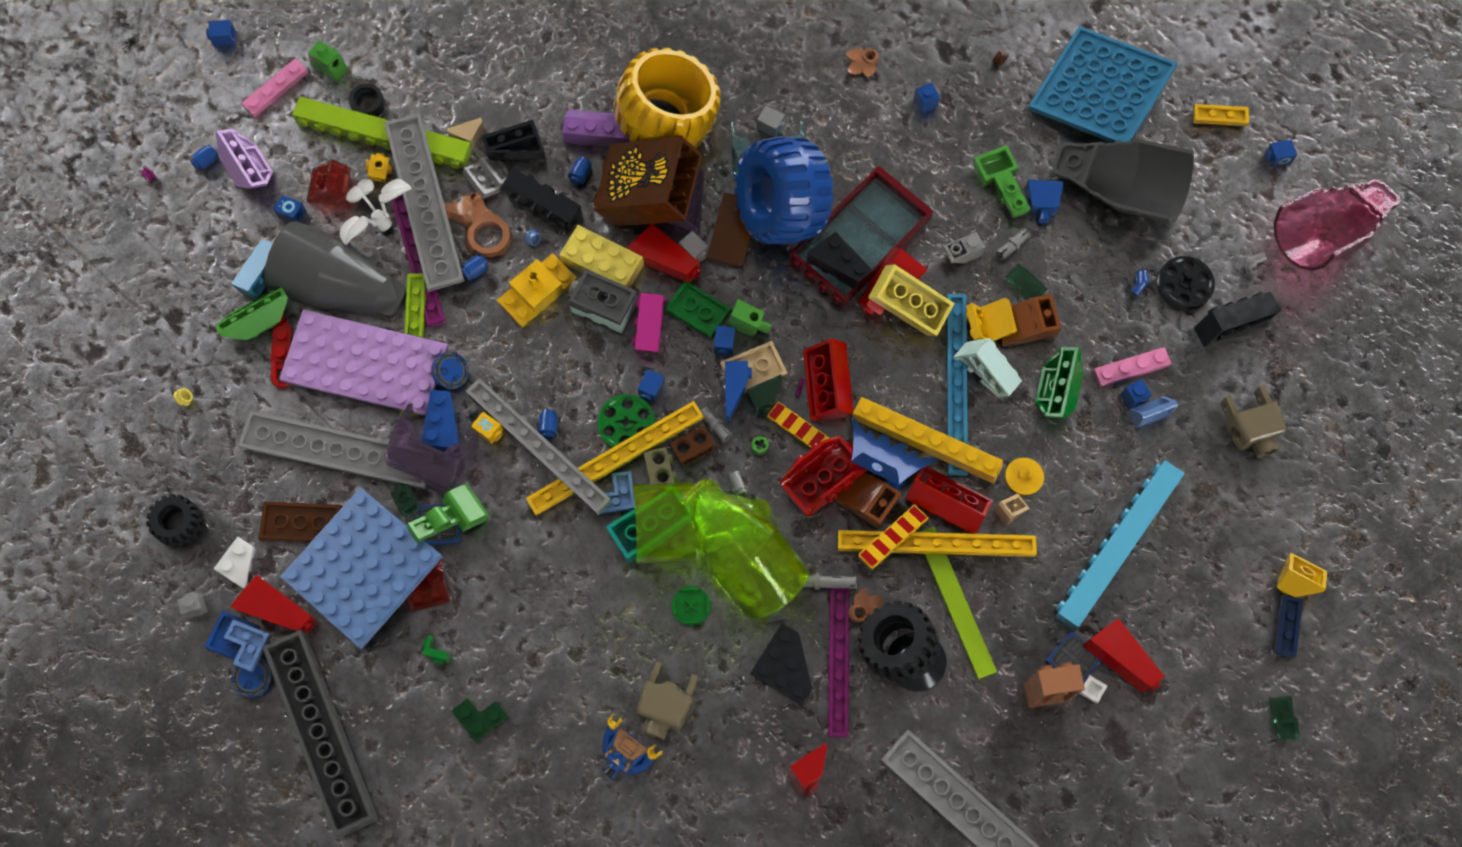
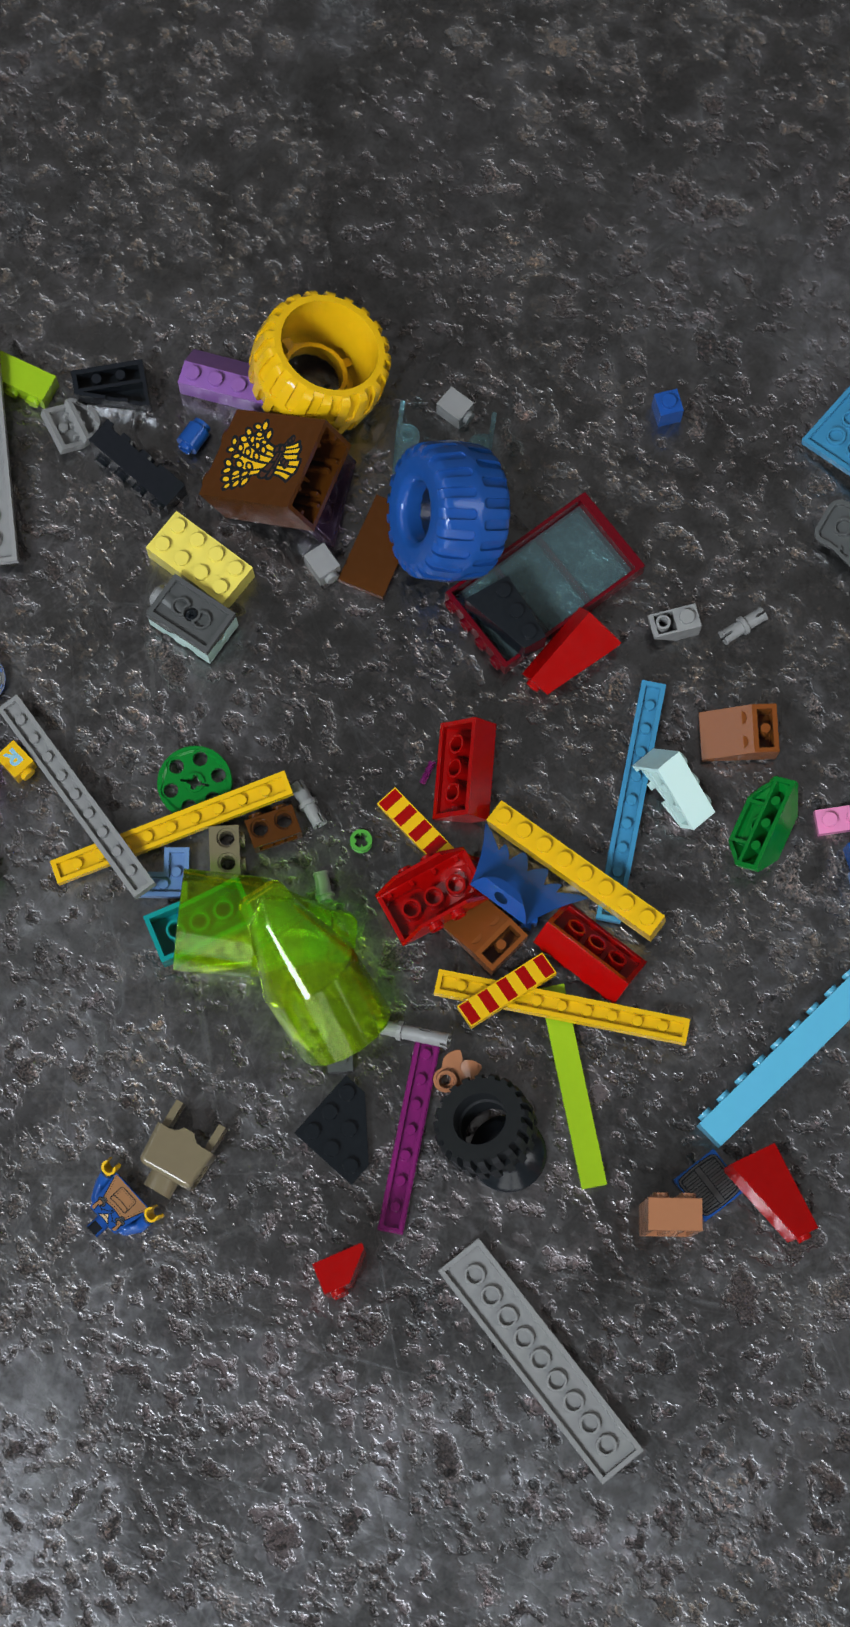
camera: 10 degrees right, 5 degrees up
(468, 131) = (56, 360): tan slope -> none
(473, 214) = (46, 472): nougat animal -> none
(474, 267) = (34, 545): blue brick -> none
(532, 237) = (117, 517): medium blue plate -> none
(536, 289) = (110, 587): yellow brick -> none
(548, 423) = (94, 769): blue brick -> none
(649, 322) = (246, 656): dark pink wedge -> none
(651, 386) = (234, 740): blue brick -> none
(665, 255) = (283, 568): red slope -> none
(691, 606) = (235, 1034): green tile -> none
(698, 309) = (314, 647): green tile -> none
(724, 340) = (340, 695): blue brick -> none
(736, 383) = (343, 755): blue slope -> none
(747, 319) = (365, 670): bright green torso -> none
(763, 396) = (379, 776): clear green slope -> none
(764, 363) = (371, 738): tan plate -> none
(860, 63) = (590, 343): nougat plate -> none
(911, 300) = (590, 683): light yellow brick -> none
(991, 320) = (690, 725): yellow bracket -> none
(998, 168) = (743, 518): bright green plate -> none
(1000, 57) = (777, 366): reddish brown bush -> none
(1011, 509) = (668, 977): tan slope -> none
(1024, 476) = (694, 937): yellow piece -> none
(1026, 281) = (749, 680): clear green slope -> none
(1043, 198) = (795, 570): blue torso -> none
(1093, 689) = (724, 1227): white plate -> none

